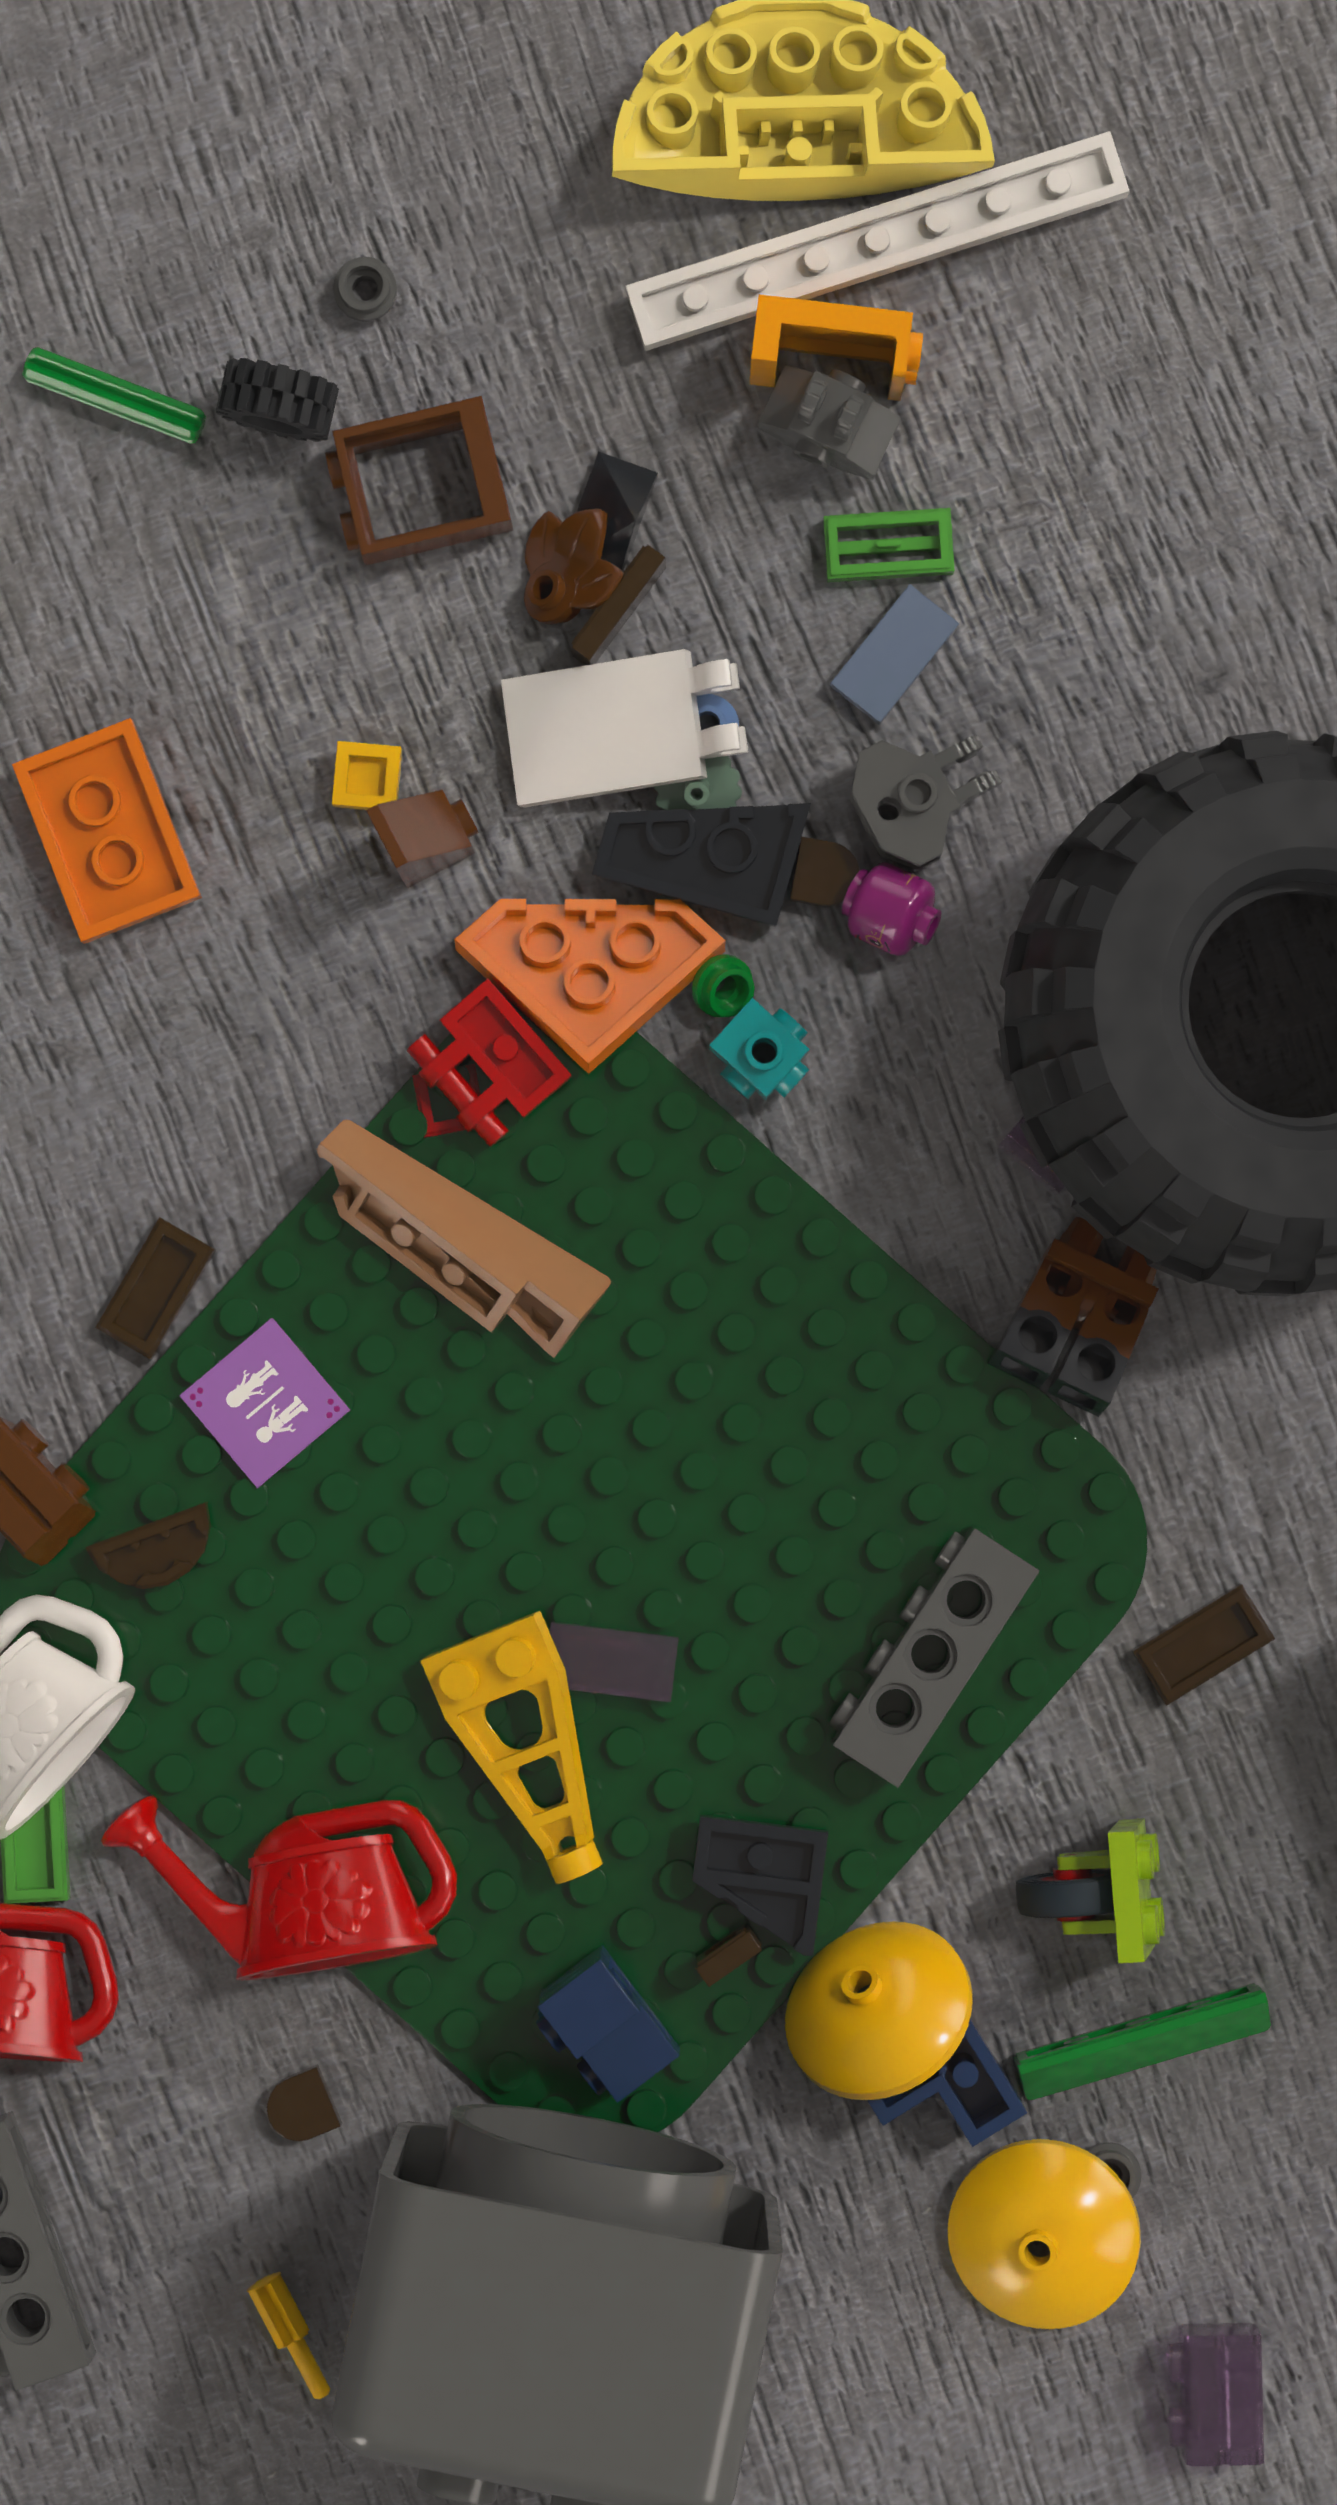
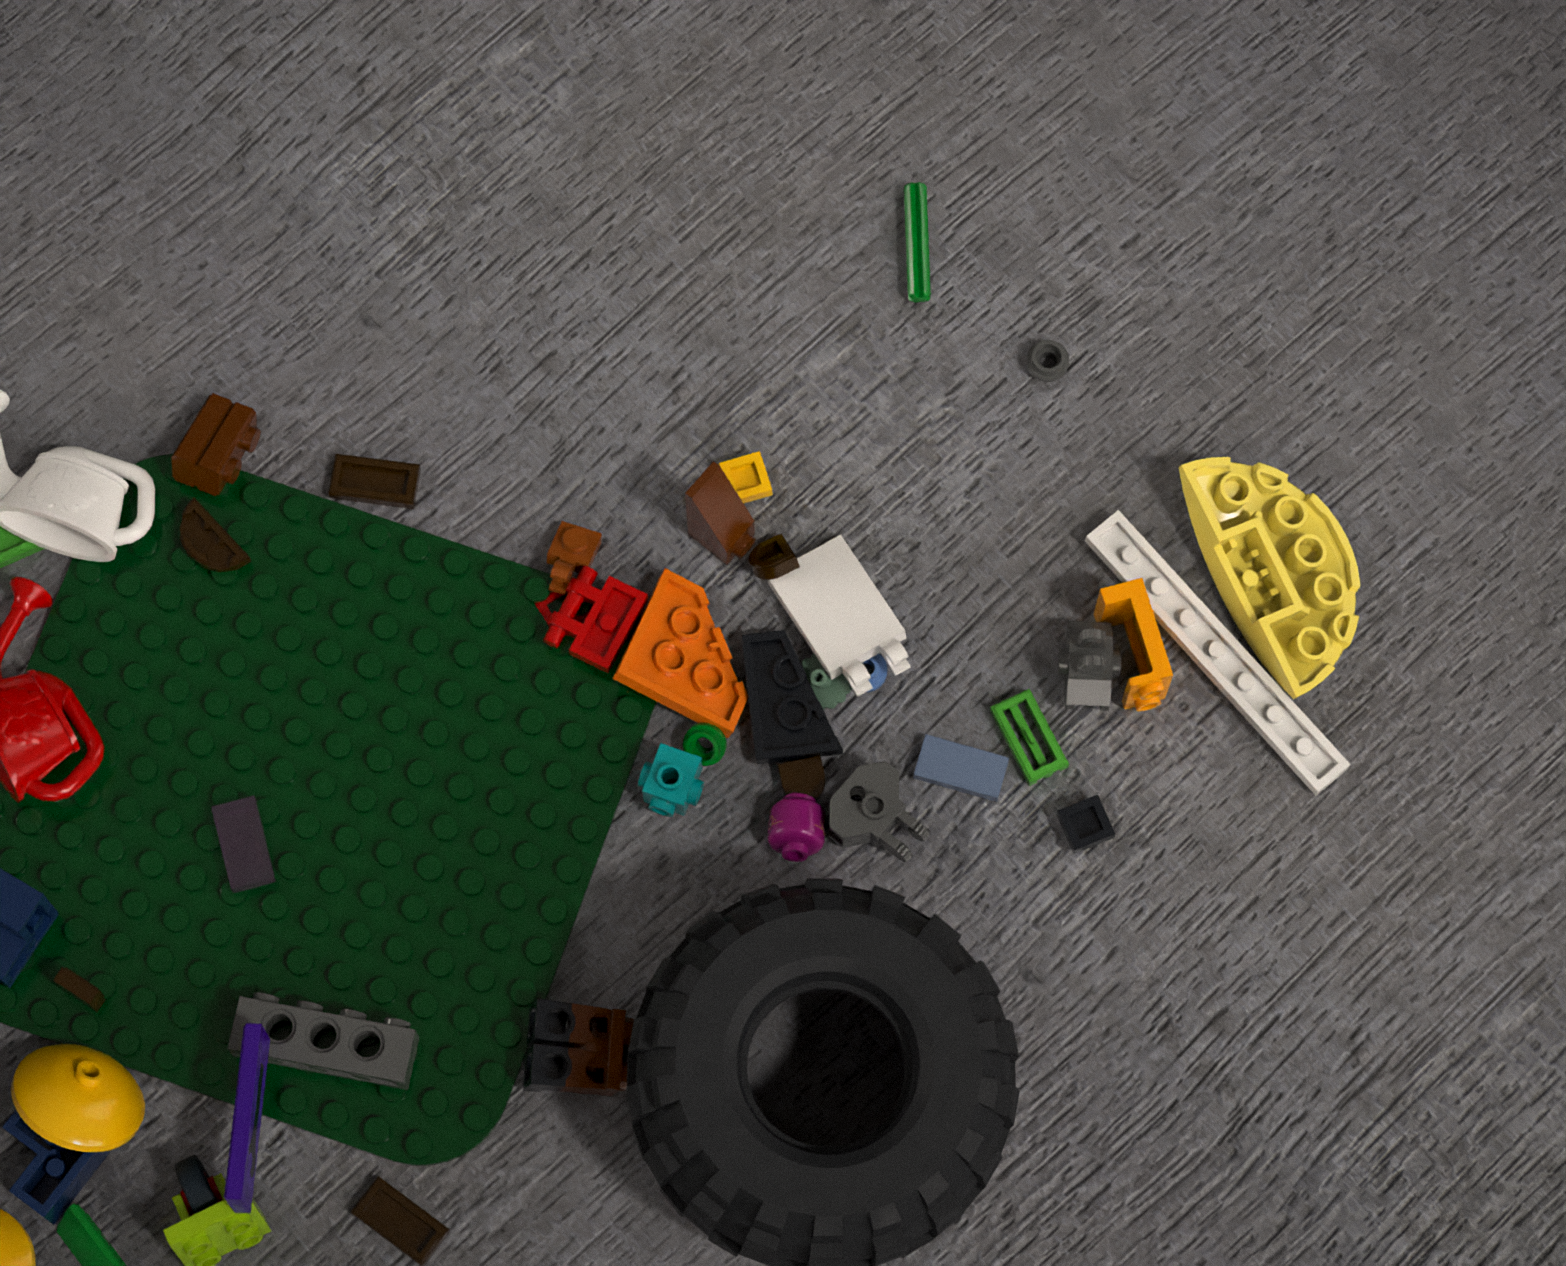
camera: 60 degrees right, 15 degrees down
(107, 831) = (646, 340): orange plate -> none
(264, 1402) = (327, 571): medium lavender sticker -> none
(277, 399) = (953, 331): black tyre -> none
(376, 1057) = (569, 552): none -> dark orange plate
(405, 428) = (967, 471): reddish brown window -> none
(459, 1241) = (475, 646): medium nougat wedge -> none
(493, 1666) = (211, 769): yellow plate -> none
(498, 786) = (773, 558): none -> dark brown tile
(568, 566) = (926, 544): reddish brown plate -> none
(617, 609) = (916, 585): dark brown tile -> none
(623, 494) = (968, 561): black slope -> none
(765, 1873) = (142, 993): black wing -> none
(1017, 1797) = (247, 1118): none -> dark purple tile
(1043, 520) = (1085, 824): none -> black plate

